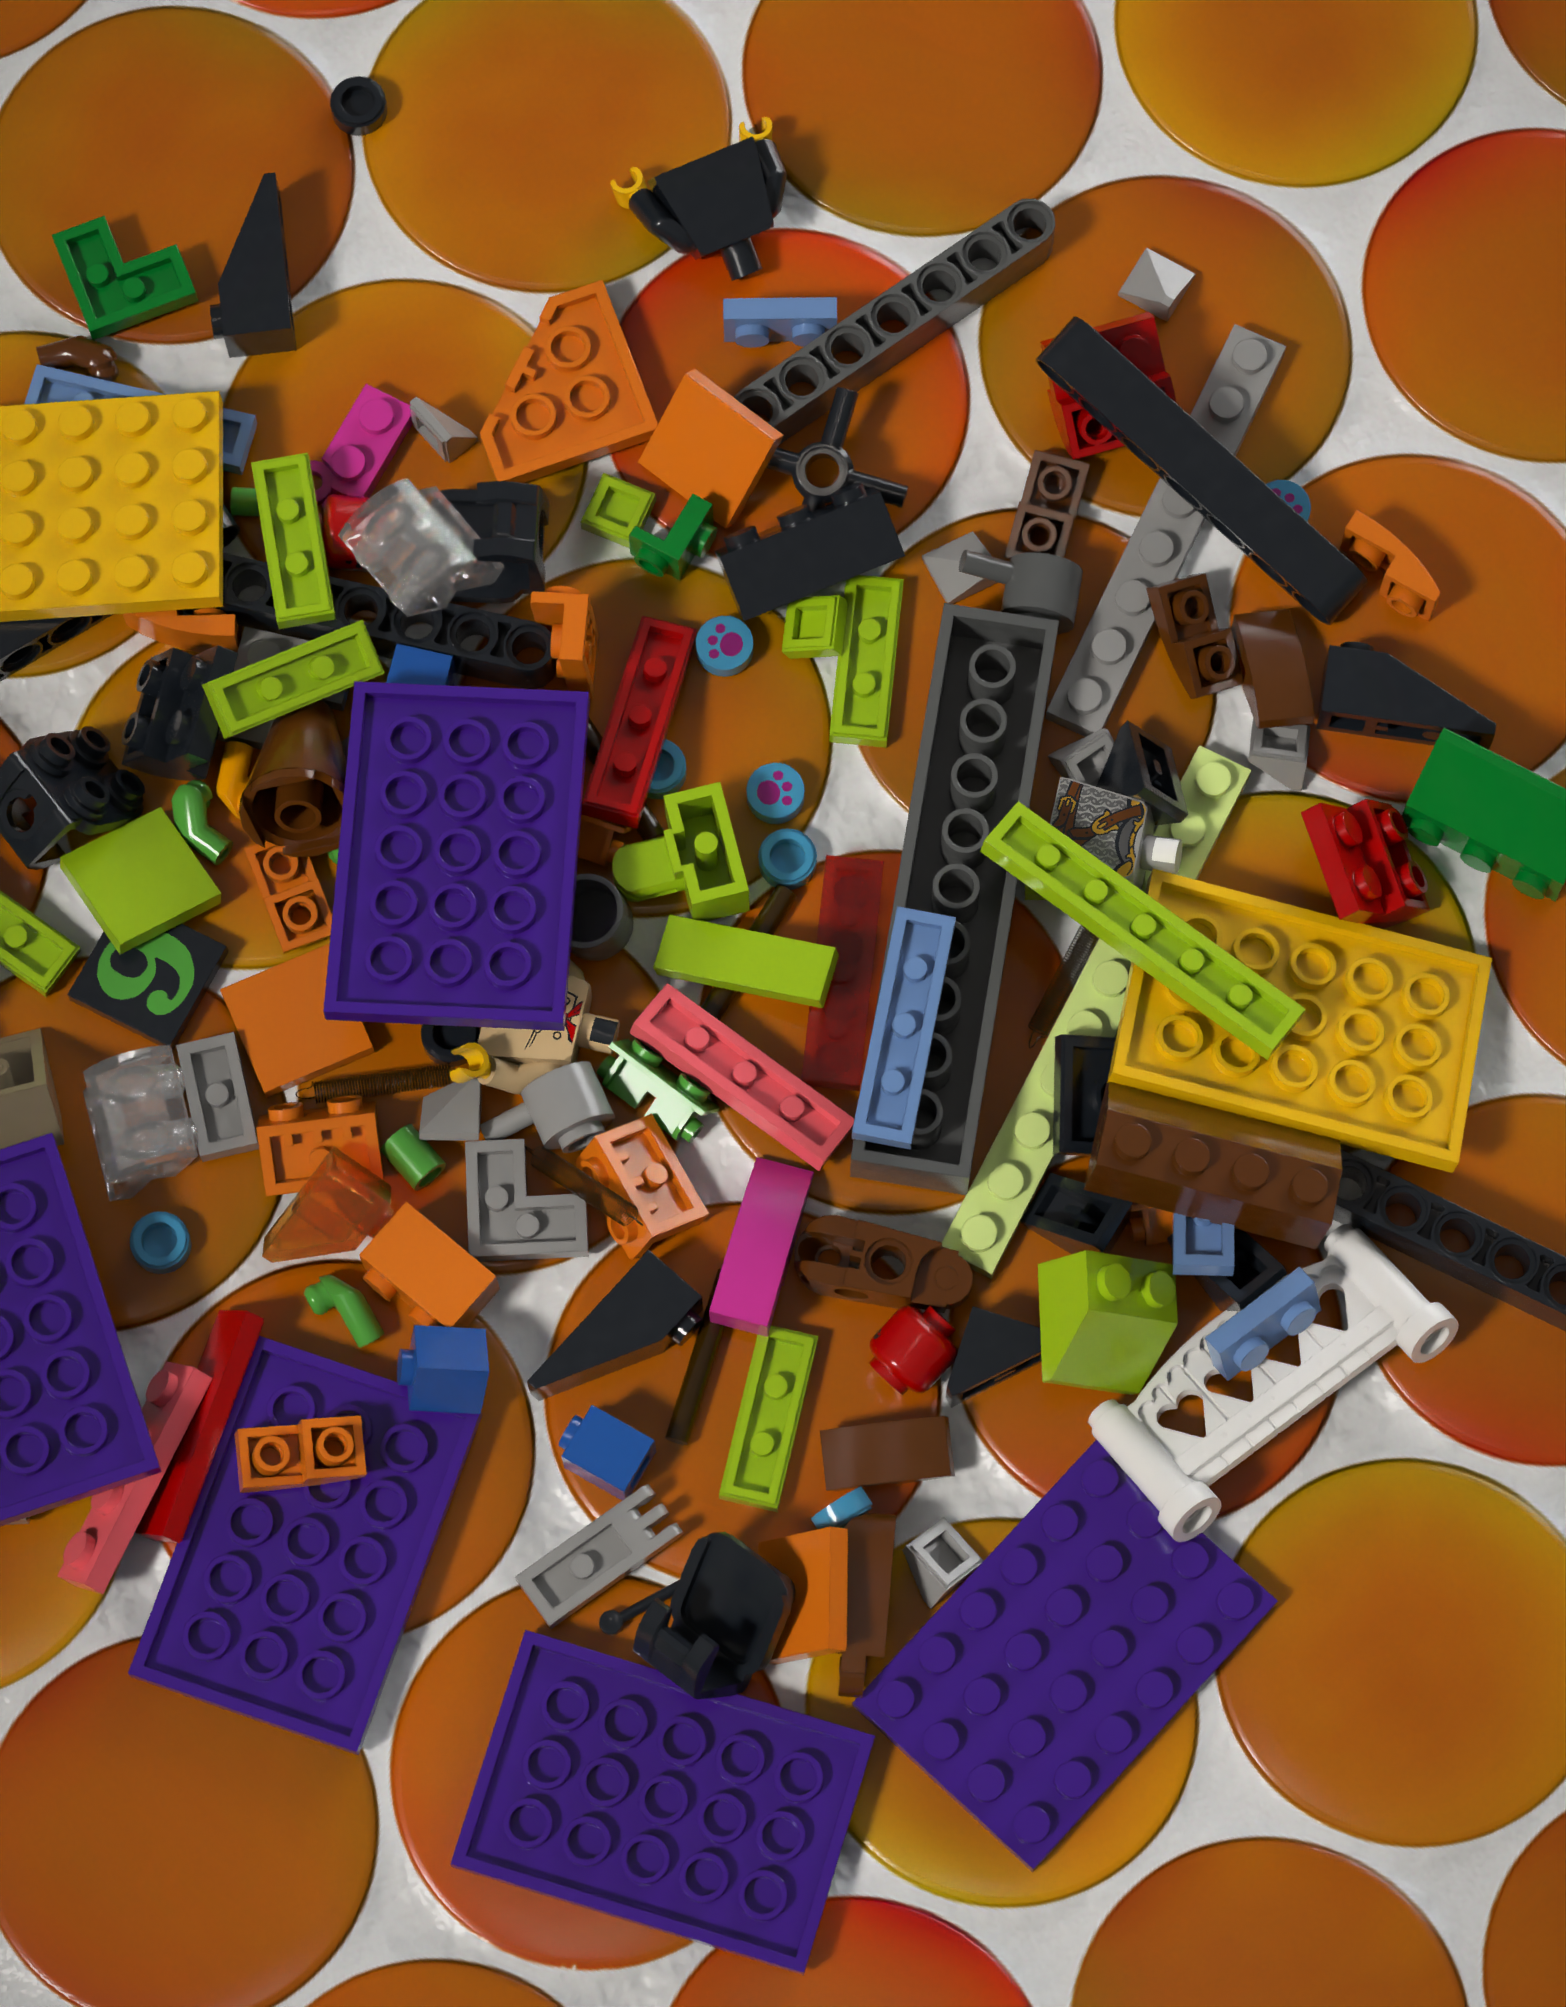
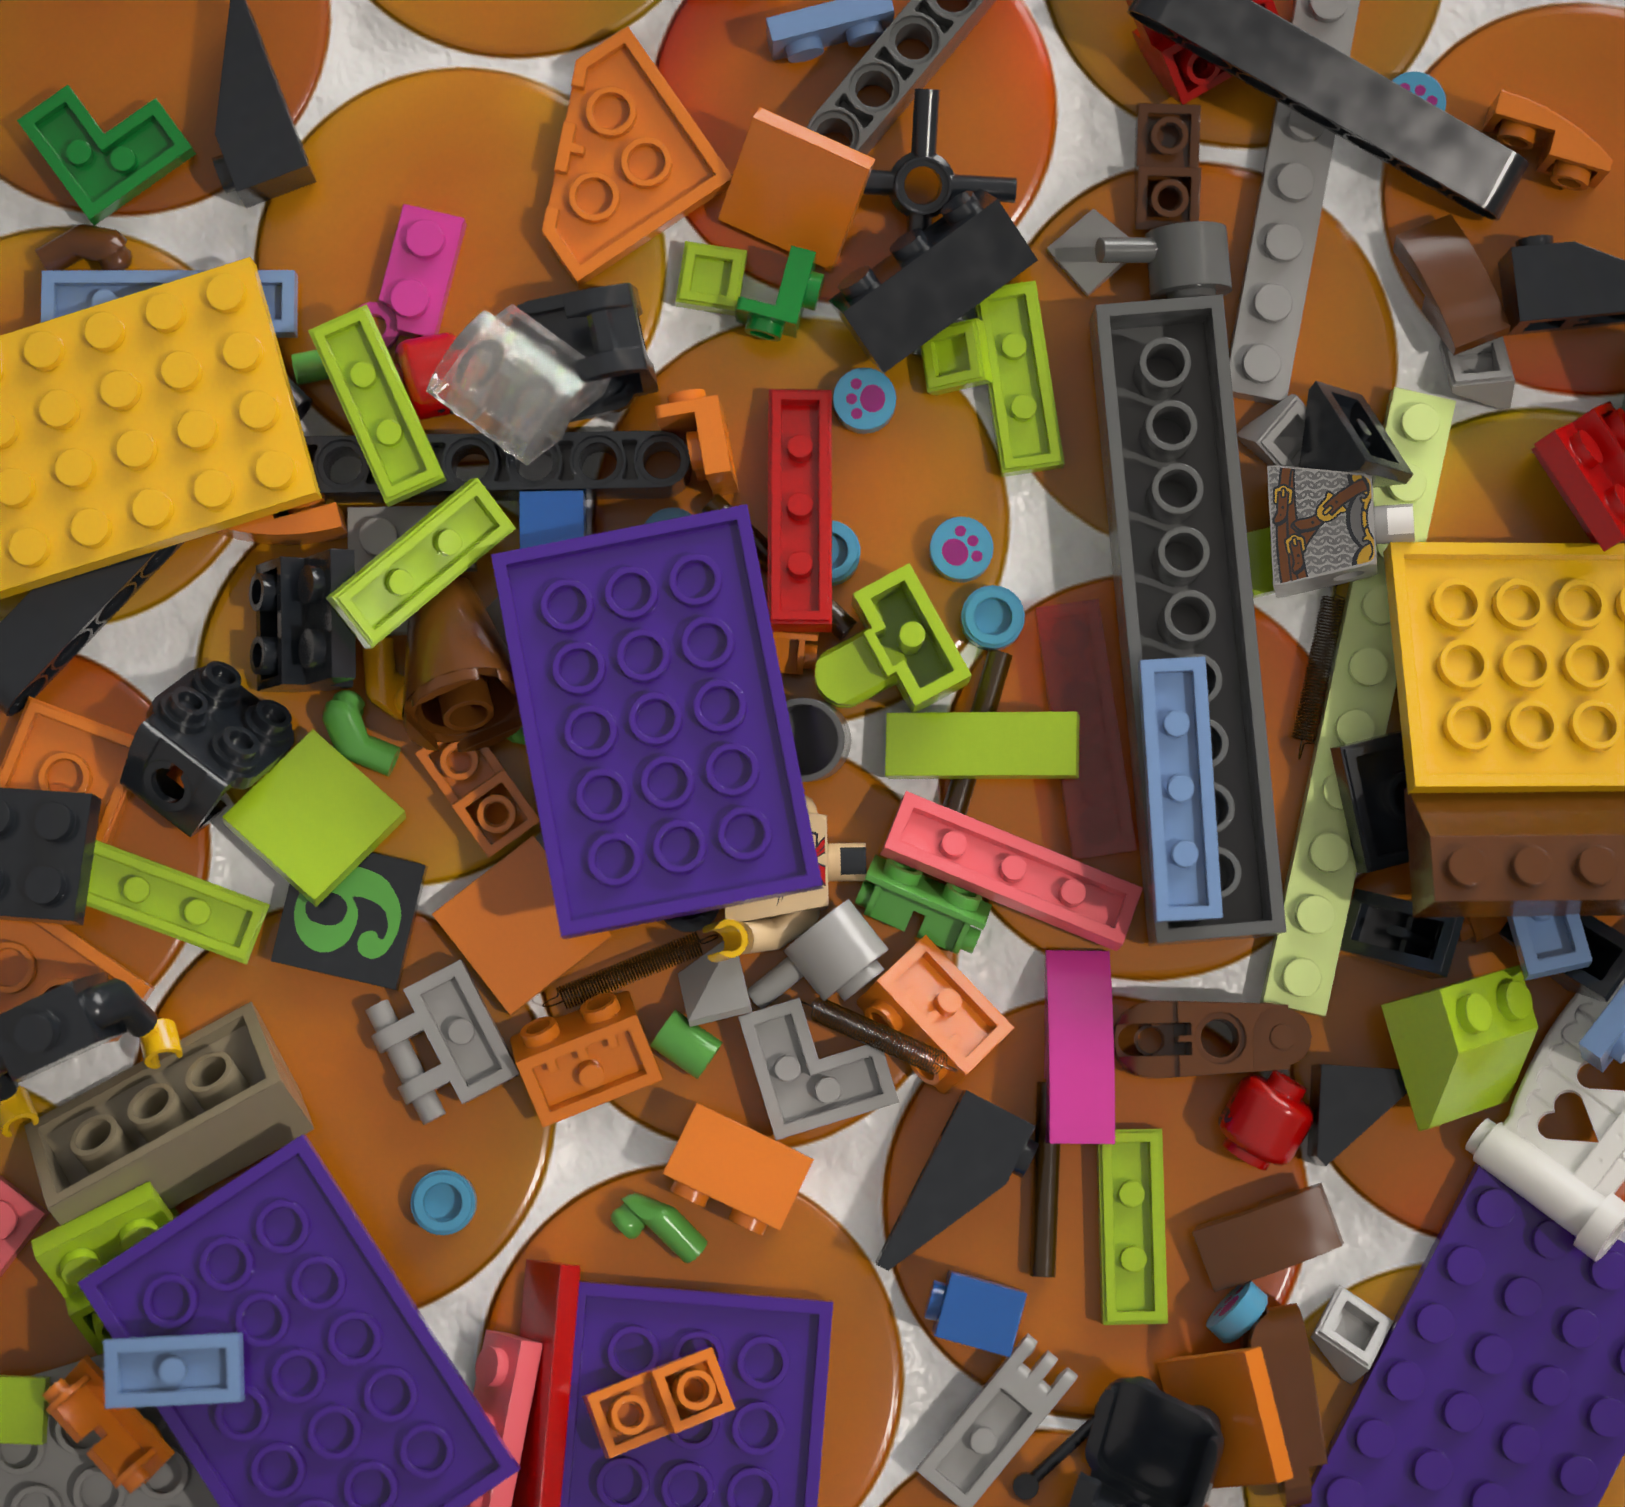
camera: 20 degrees left, 10 degrees up
(139, 1119) = (390, 1085): clear brick -> none
(330, 1211) = (617, 1132): clear orange slope -> none
(440, 431) = (498, 237): light grey slope -> none
(445, 1369) = (787, 1273): blue brick -> none
(1142, 930) = (1405, 620): lime plate -> none
(1189, 630) = (1365, 280): reddish brown slope -> none

